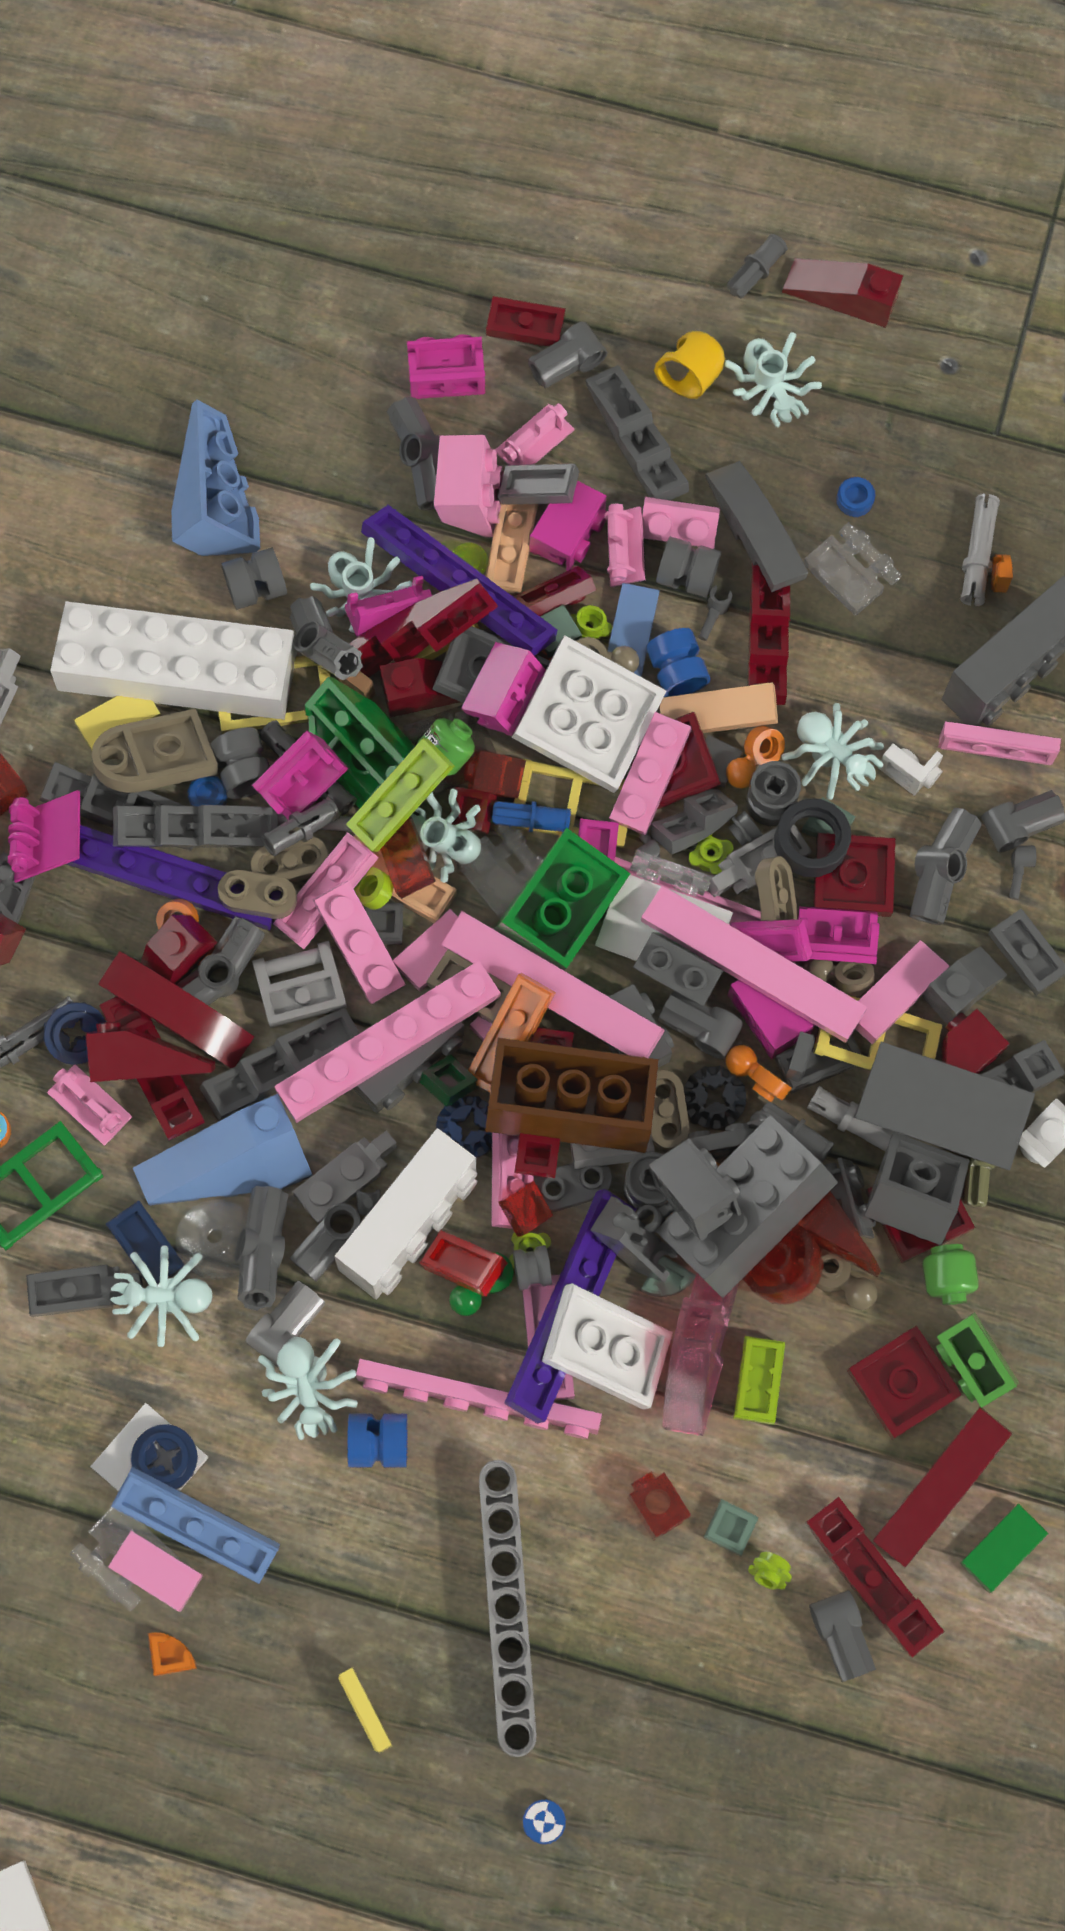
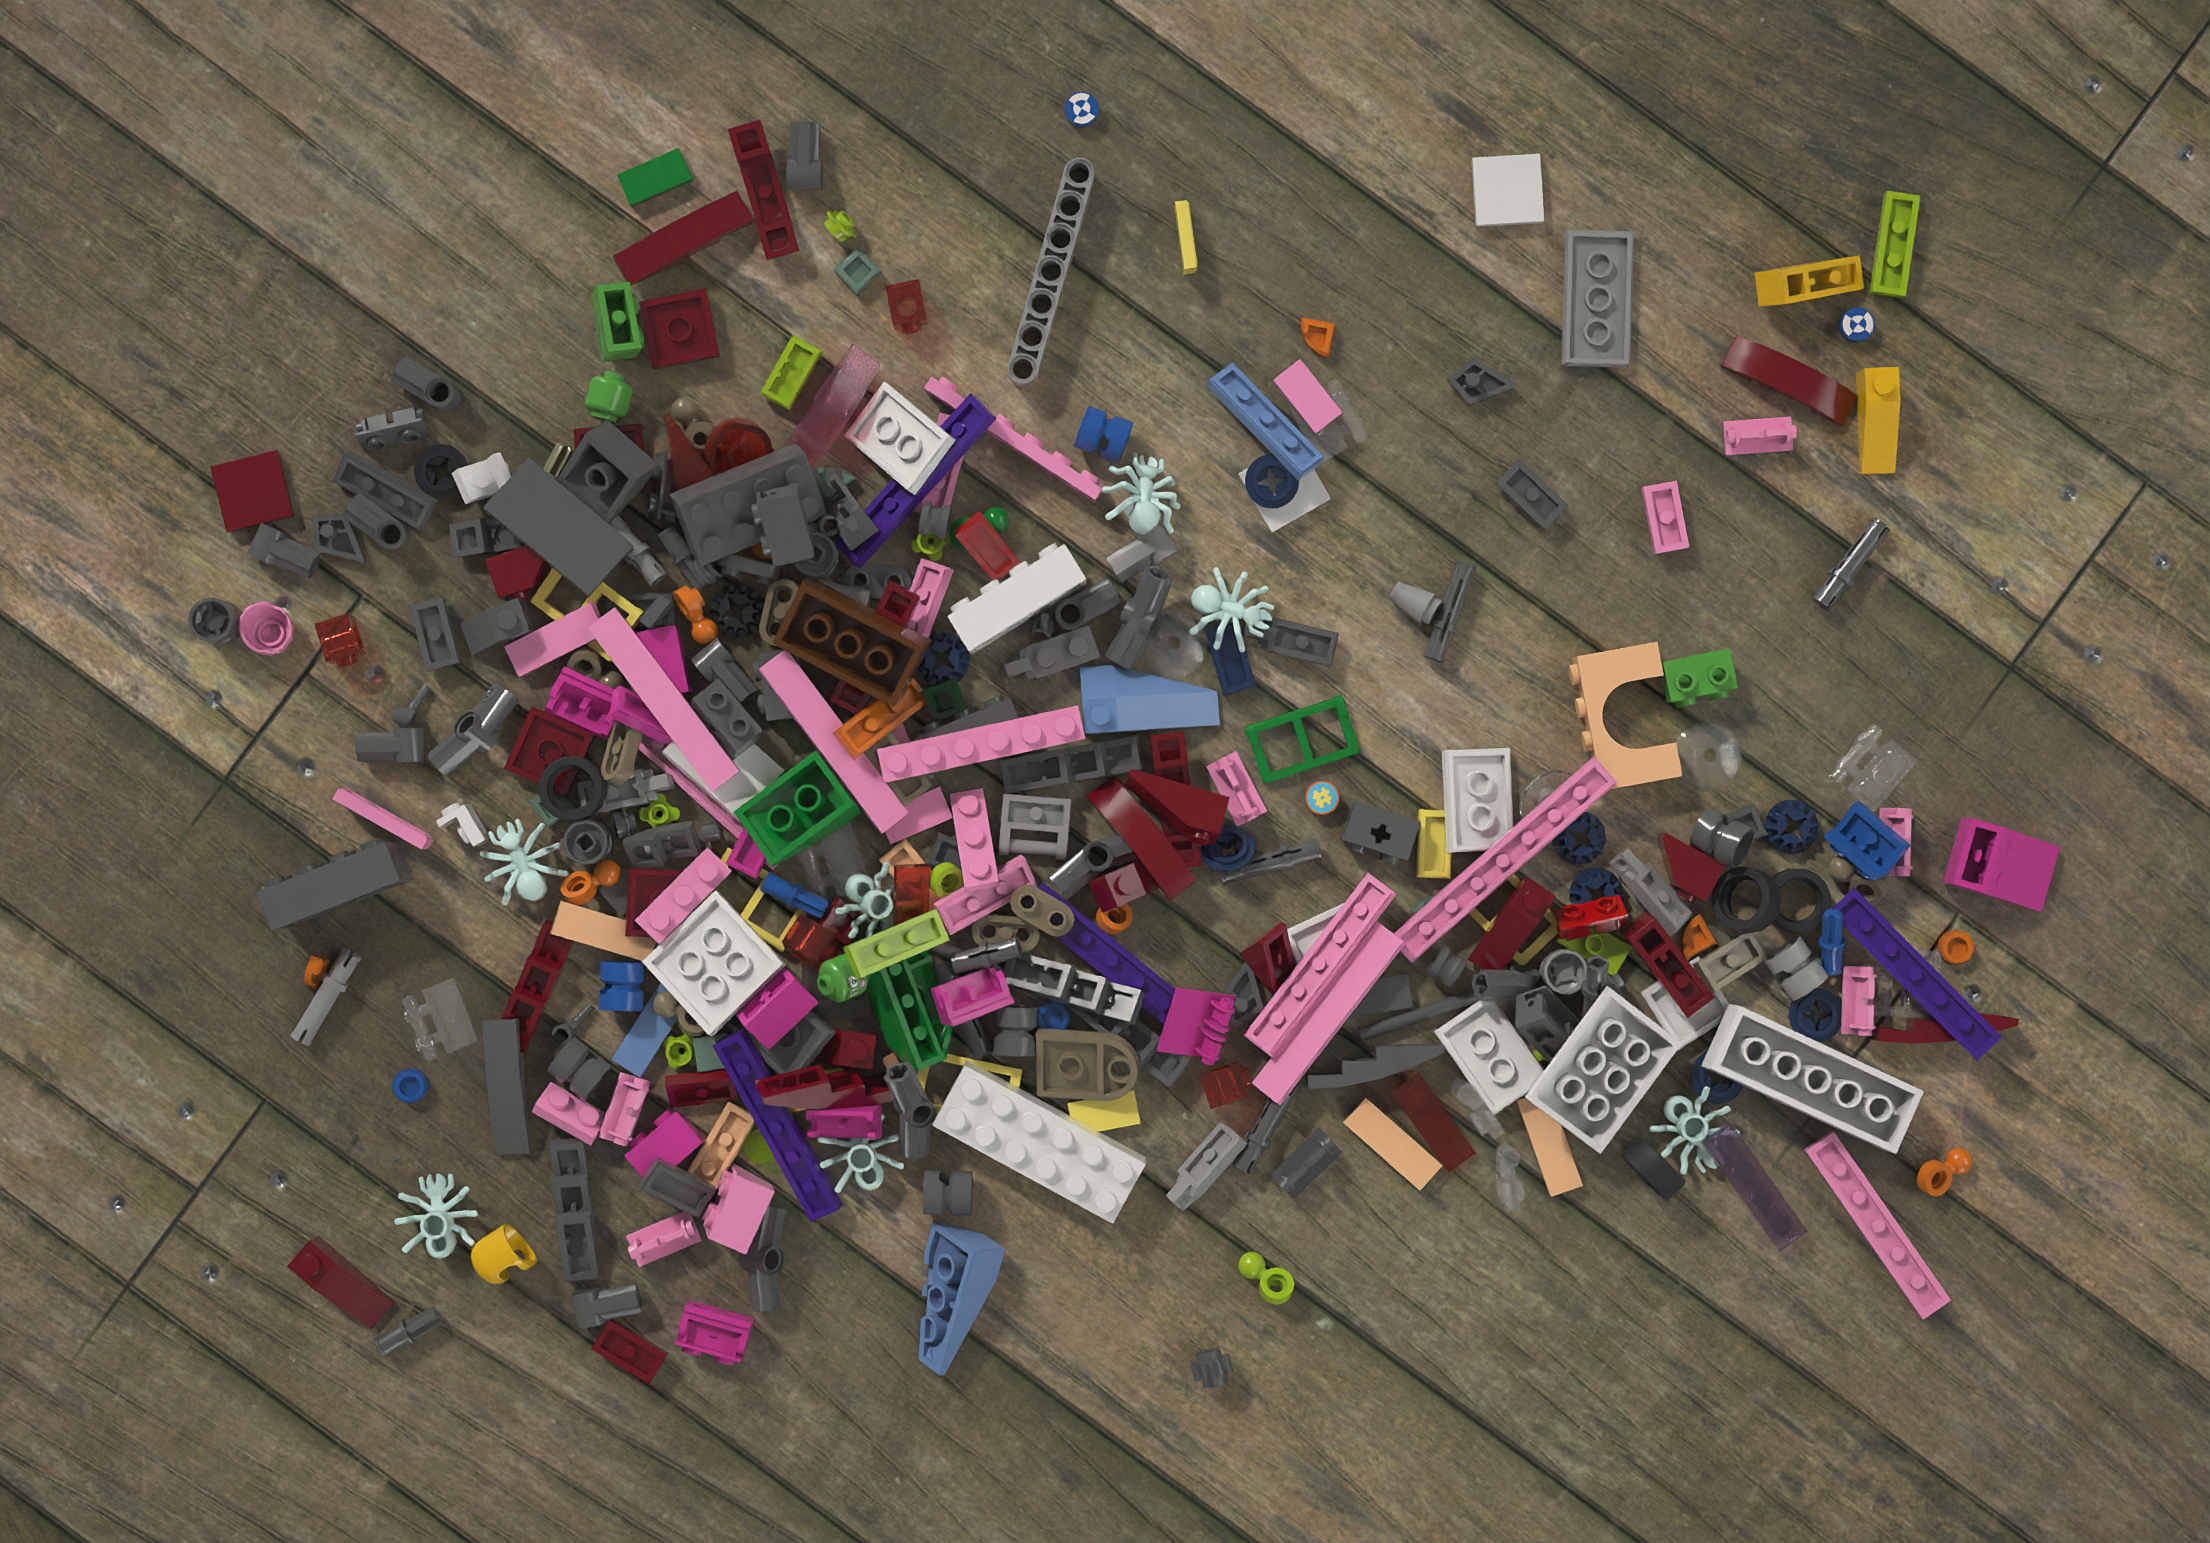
camera: 160 degrees left, 15 degrees up
(525, 1208) = (922, 572): clear red tile -> none
(658, 869) = (691, 791): clear plate -> none

